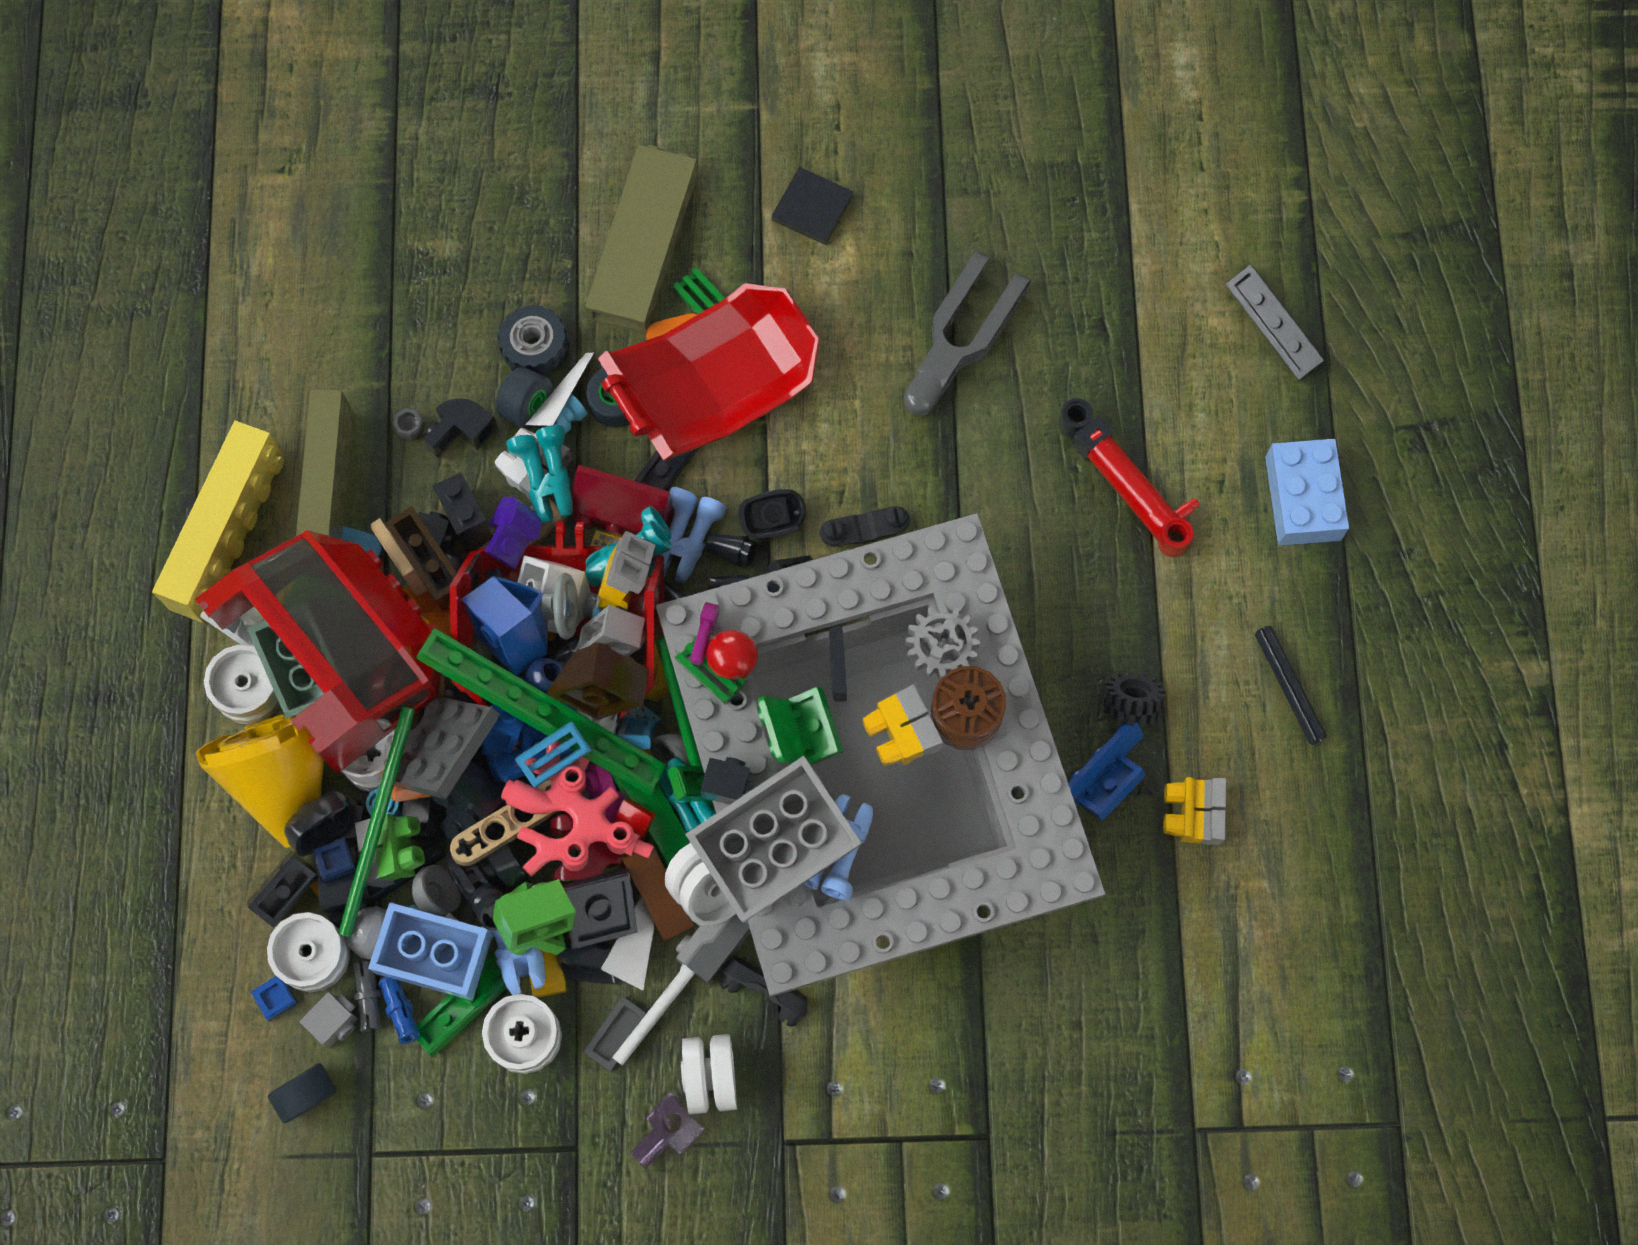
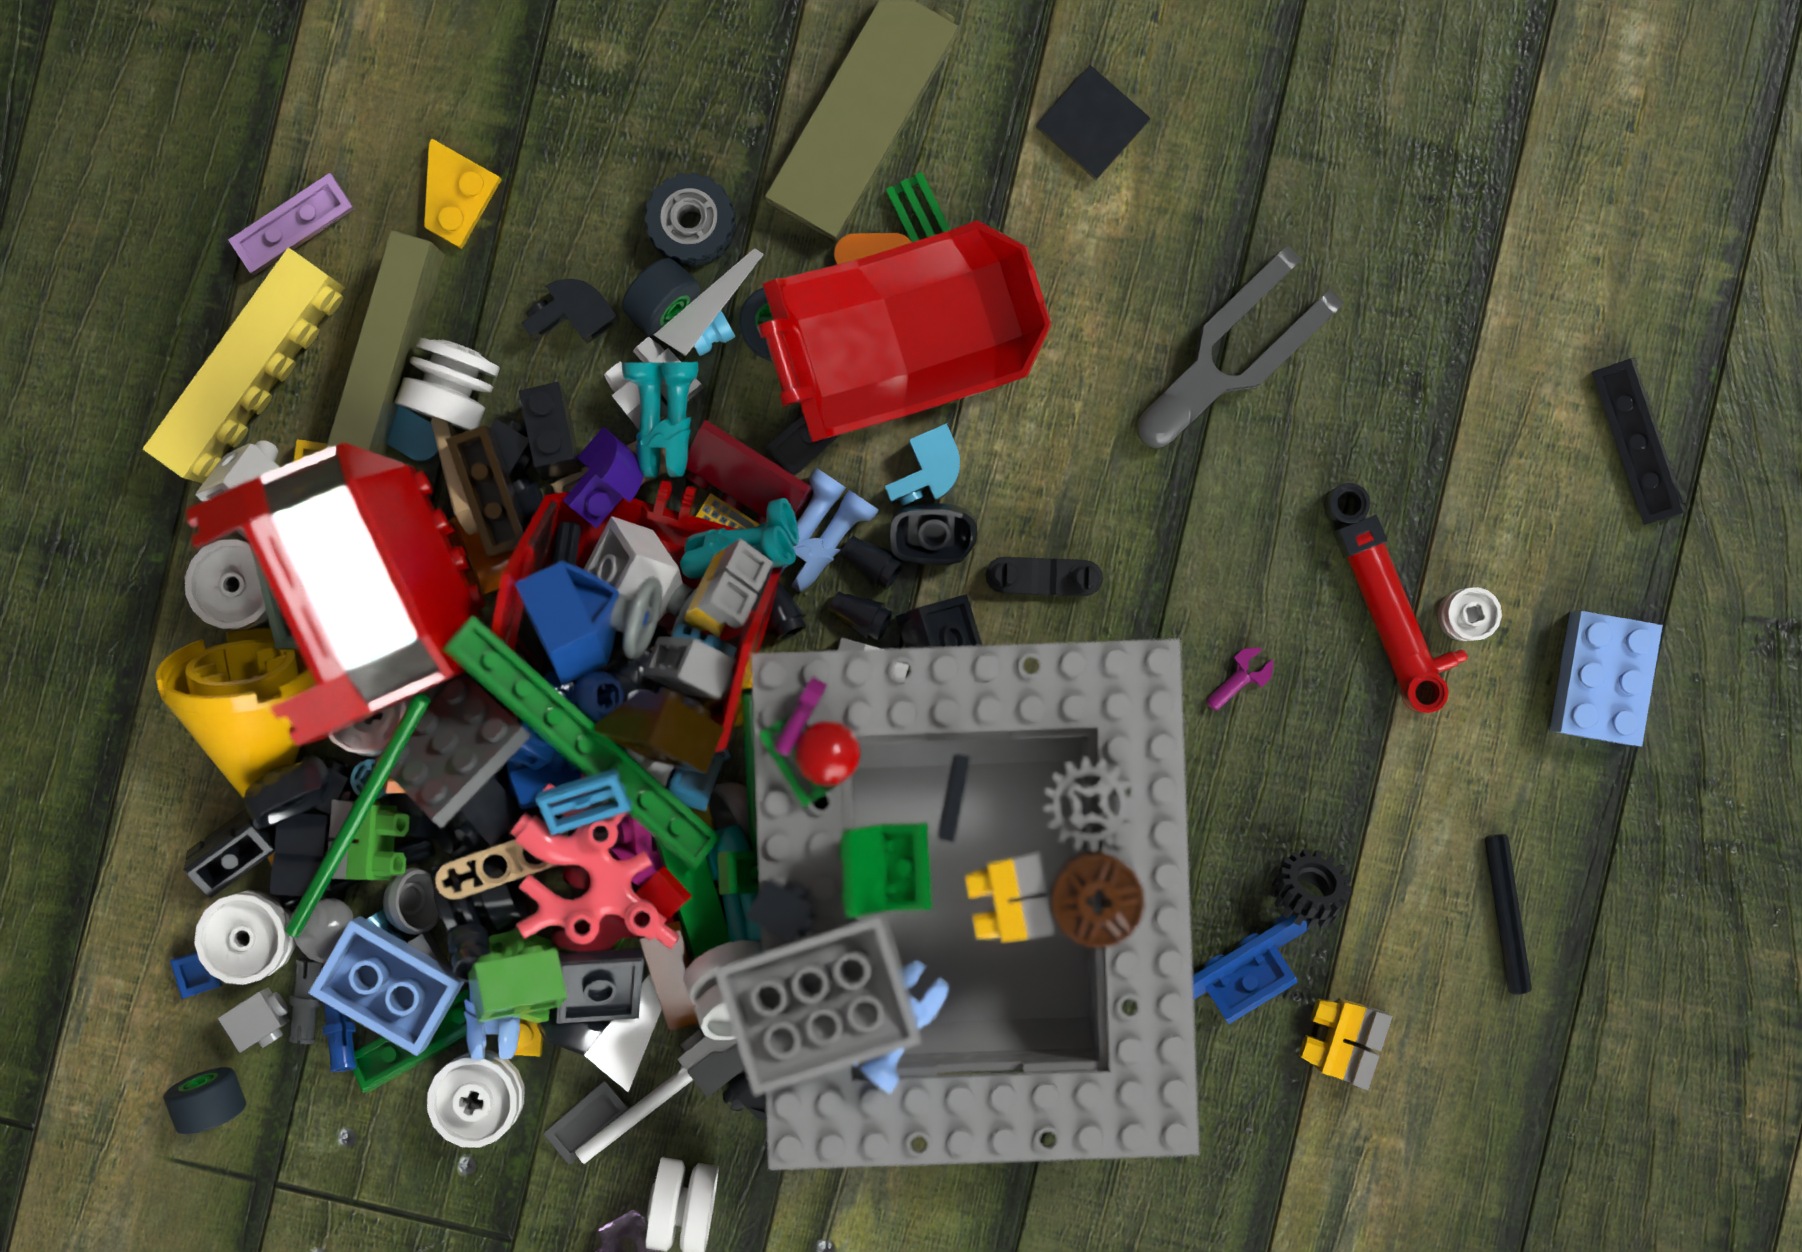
camera: 20 degrees right, 15 degrees up
(243, 406) = (291, 224): none -> lavender plate
(334, 860) = (298, 841): dark blue tile -> none
(354, 366) = (455, 194): none -> yellow wing
(375, 492) = (447, 383): none -> white wheel
(408, 424) = (509, 290): dark grey tile -> none
(762, 467) = (939, 468): none -> medium azure brick
(1034, 563) = (1240, 678): none -> magenta bar
(1190, 471) = (1469, 614): none -> white wheel

